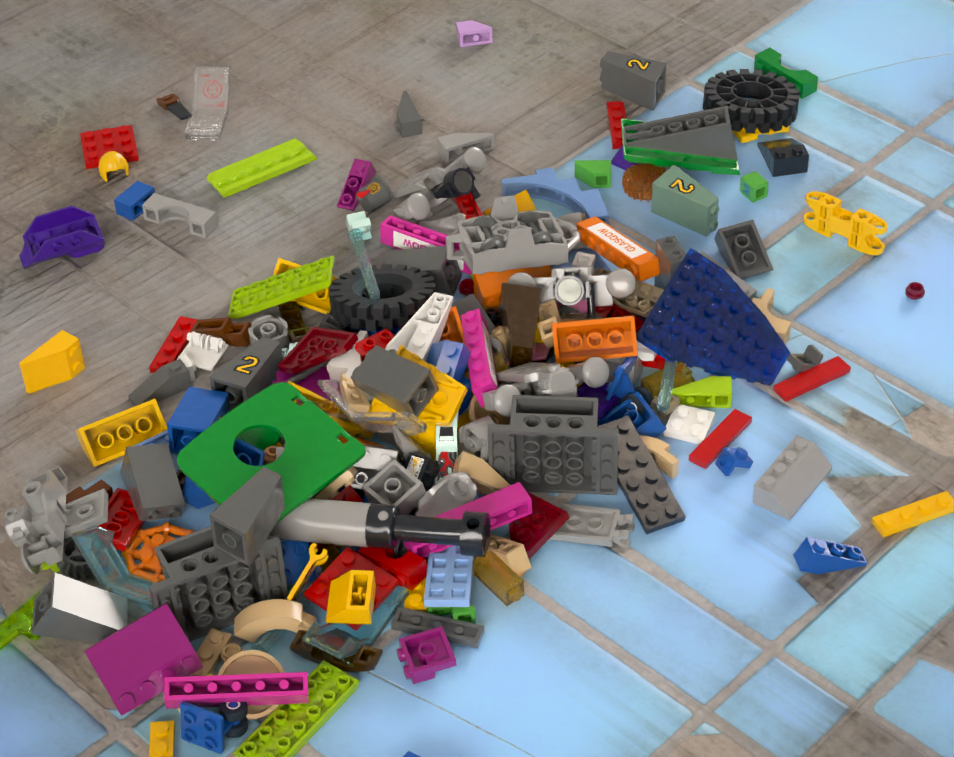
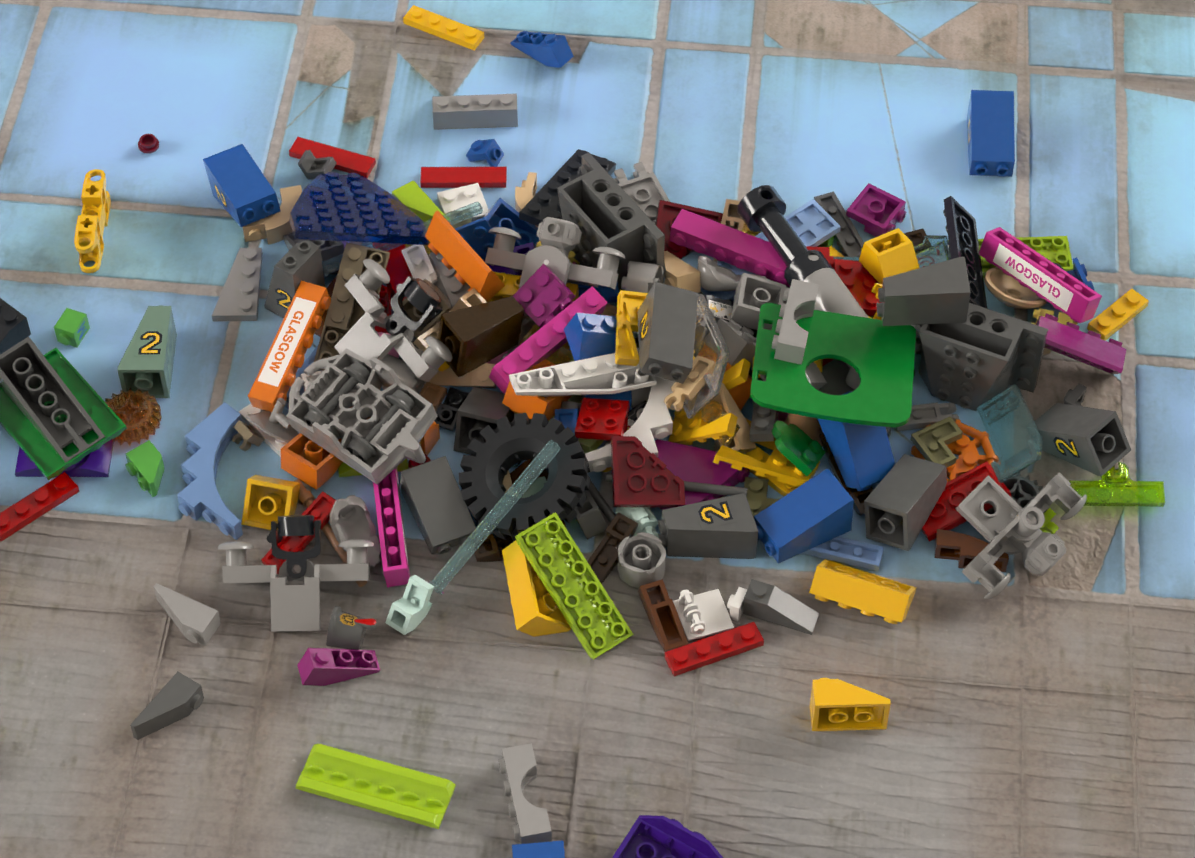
camera: 130 degrees left, 10 degrees up
(171, 528) = (934, 439): none -> olive plate
(302, 650) = (964, 243): none -> black plate
(307, 428) = (792, 339): none -> light grey arch
(506, 363) = (544, 296): none -> magenta plate
(743, 249) = (187, 284): dark grey slope -> none
(806, 297) = (240, 186): none -> blue slope

